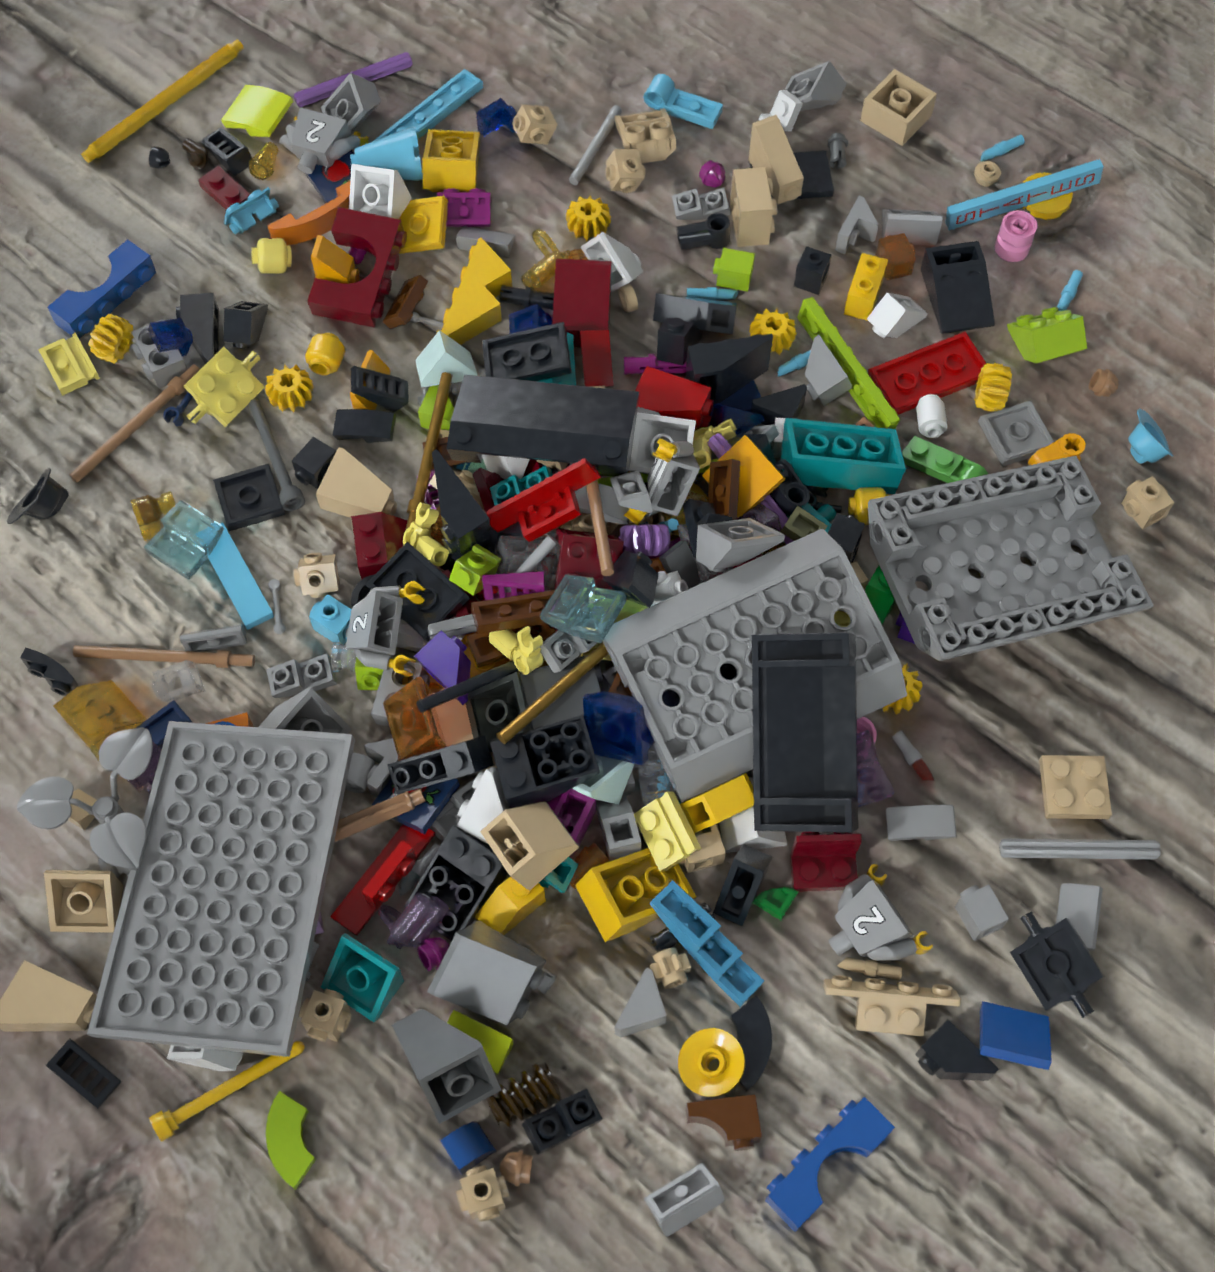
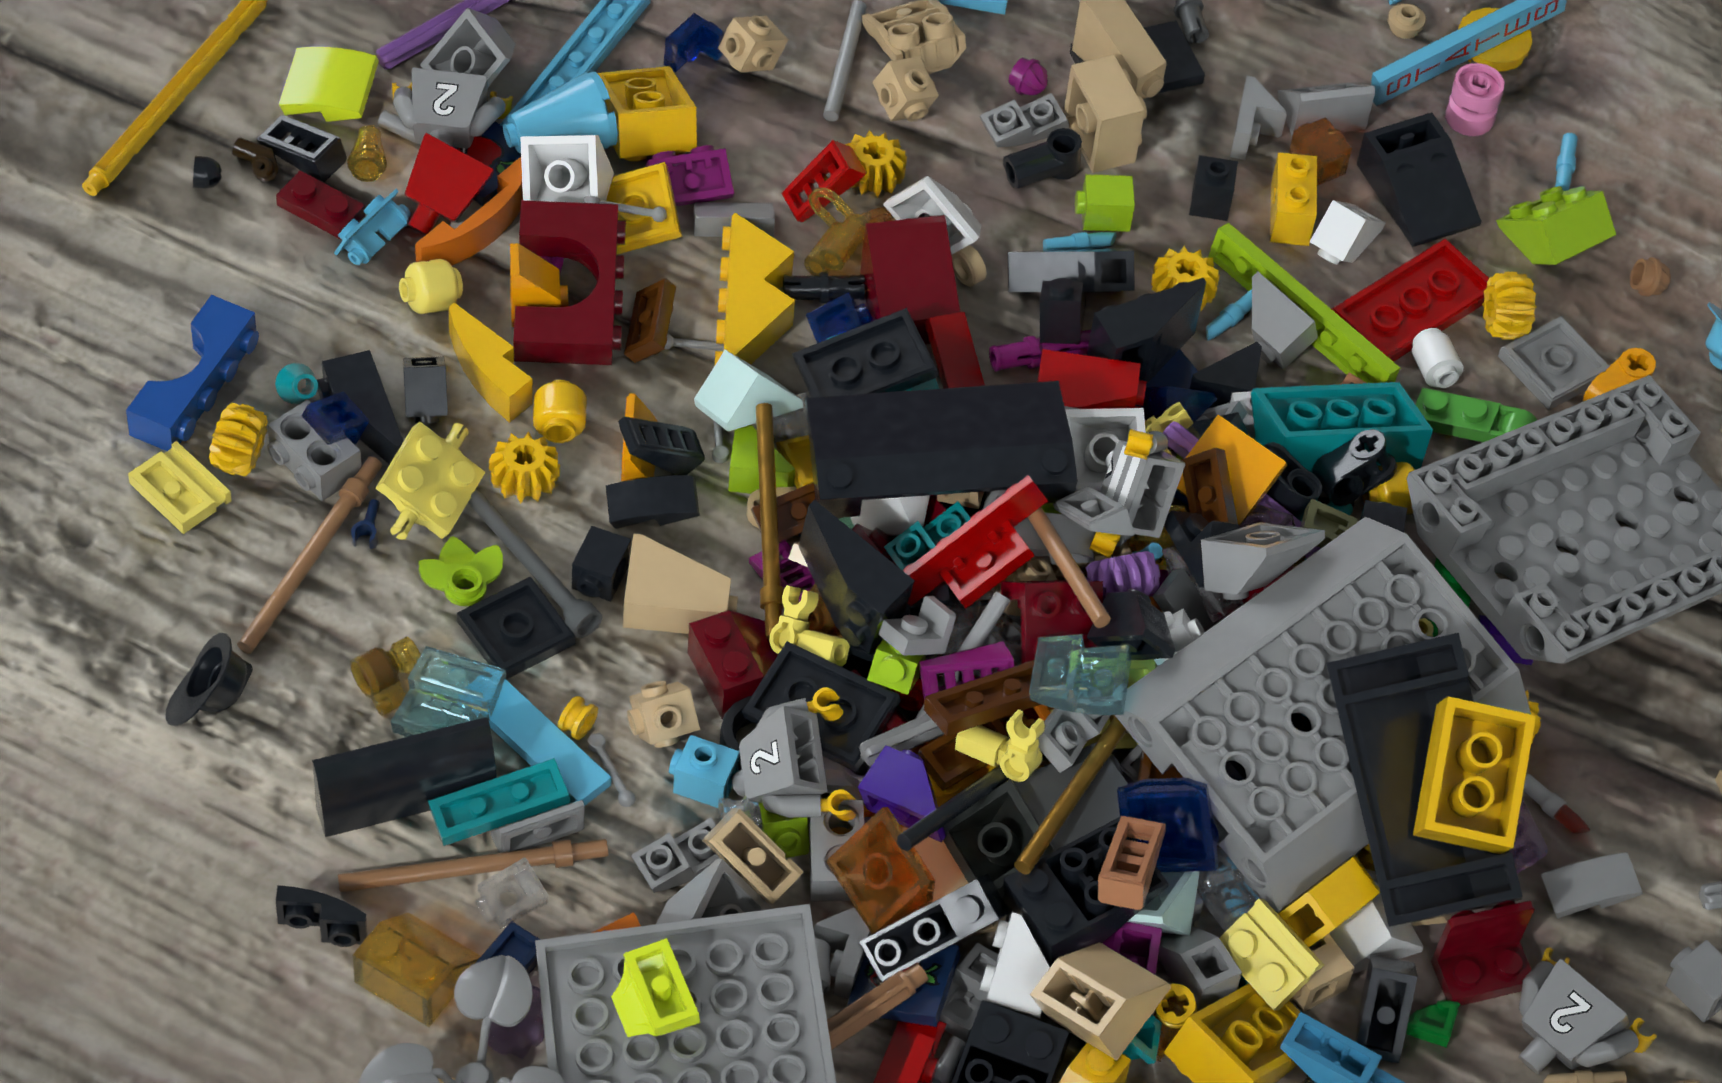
camera: 20 degrees left, 10 degrees down
(133, 588) = (400, 775): none -> black slope
(169, 302) = (288, 380): none -> teal cone
(192, 615) = (499, 802): none -> teal plate
(226, 777) = (653, 992): none -> neon yellow slope
(227, 449) = (462, 568): none -> lime plate
(264, 566) = (578, 717): none -> yellow bush
(291, 314) = (489, 364): none -> yellow slope
(300, 187) = (443, 183): none -> red torso
(338, 688) = (753, 855): none -> tan brick
(429, 230) = (658, 213): none -> light grey hinge
(488, 556) = (922, 633): none -> light grey bracket
(554, 220) = (844, 171): none -> red slope
(569, 770) = (1126, 887): none -> nougat slope
(577, 855) = (1181, 993): none -> yellow bush
(838, 738) = (1474, 775): none -> yellow brick
(839, 487) = (1353, 470): none -> black piece

